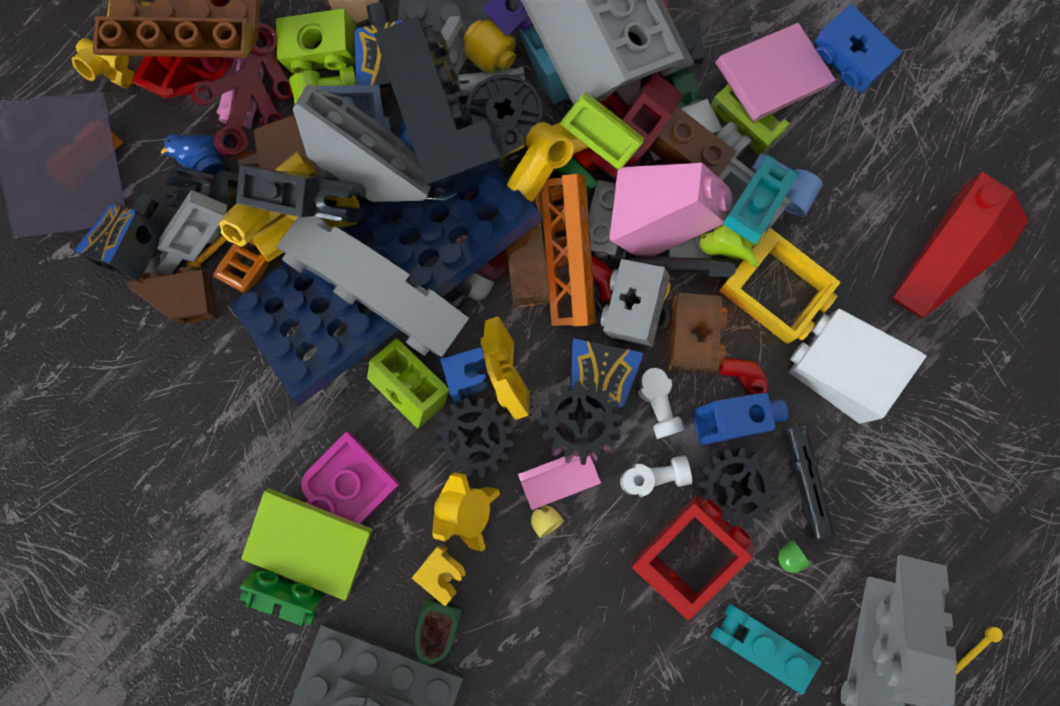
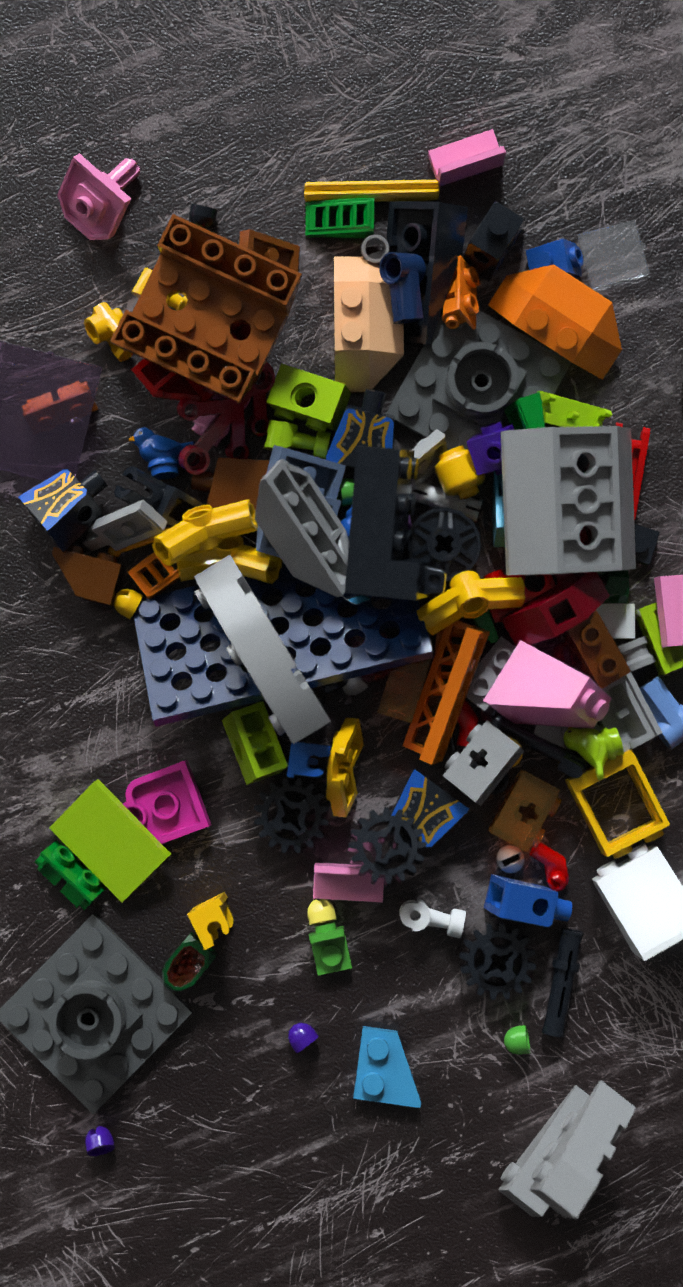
camera: 30 degrees right, 5 degrees up
(224, 306) = (127, 602): none -> yellow hinge
(297, 193) = (233, 546): black plate -> none
(392, 110) = (345, 492): none -> bright green hinge
(462, 511) = (253, 874): yellow piece -> none
(570, 552) = (330, 948): none -> bright green bracket
(581, 652) = (301, 1036): none -> dark purple hinge
(602, 130) = (518, 606): lime tile -> none
(654, 389) = (466, 842): white leg -> none
(668, 583) = (402, 1015): red window -> none
(677, 648) = (384, 1070): none -> dark azure wing
(695, 383) = (506, 852): none -> light grey hinge
(760, 200) = (631, 724): teal plate -> none
(767, 650) = (459, 1106): teal plate -> none
(992, 634) = (658, 1182): yellow hinge -> none

